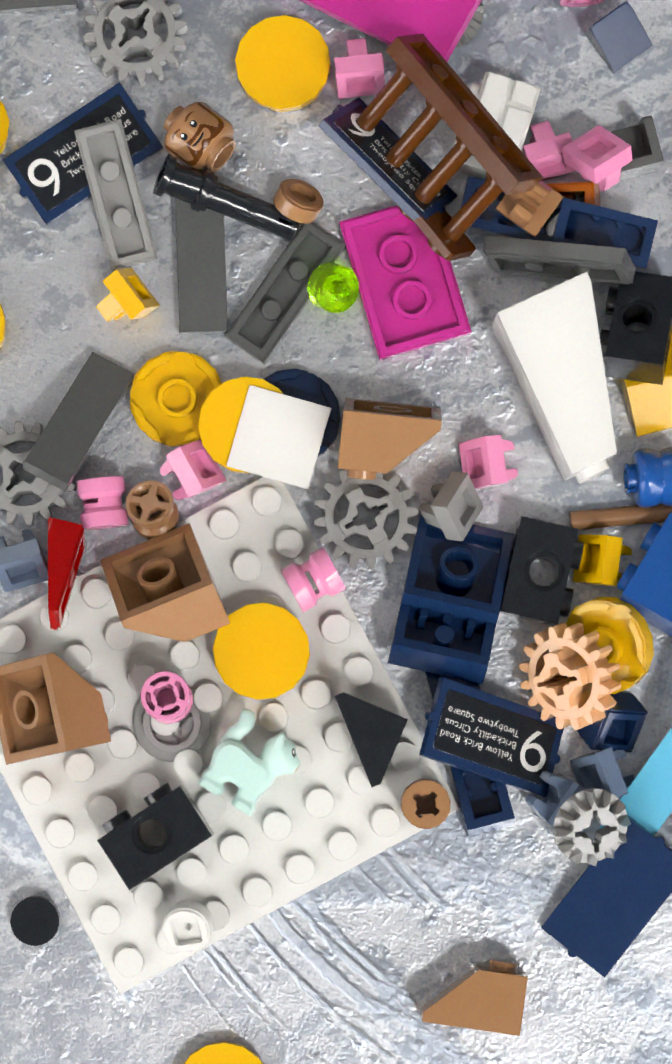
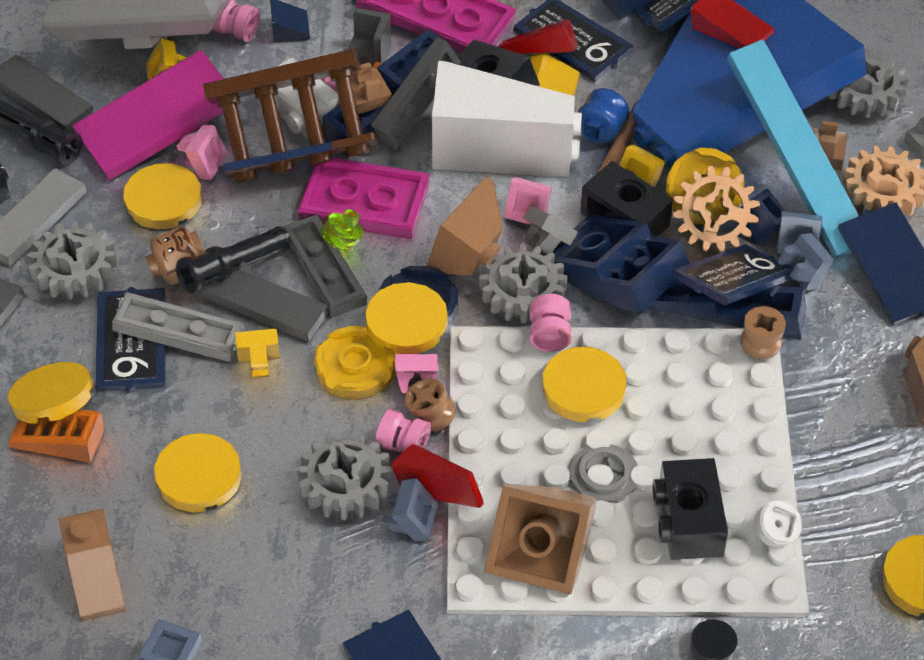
camera: 60 degrees left, 35 degrees down
(78, 421) = (331, 413): dark grey tile -> none
(165, 587) = (497, 405): medium nougat slope -> none
(174, 702) = (584, 448): bright pink wheel -> none
(239, 765) = (672, 427): light aqua animal -> none
(278, 437) = (429, 298): white sticker -> none
(298, 201) = (265, 222): medium nougat tile -> none
(373, 734) = (690, 339): black slope -> none
(576, 815) = (822, 236): light grey gear -> none
(598, 156) = (363, 39): bright pink tile -> none

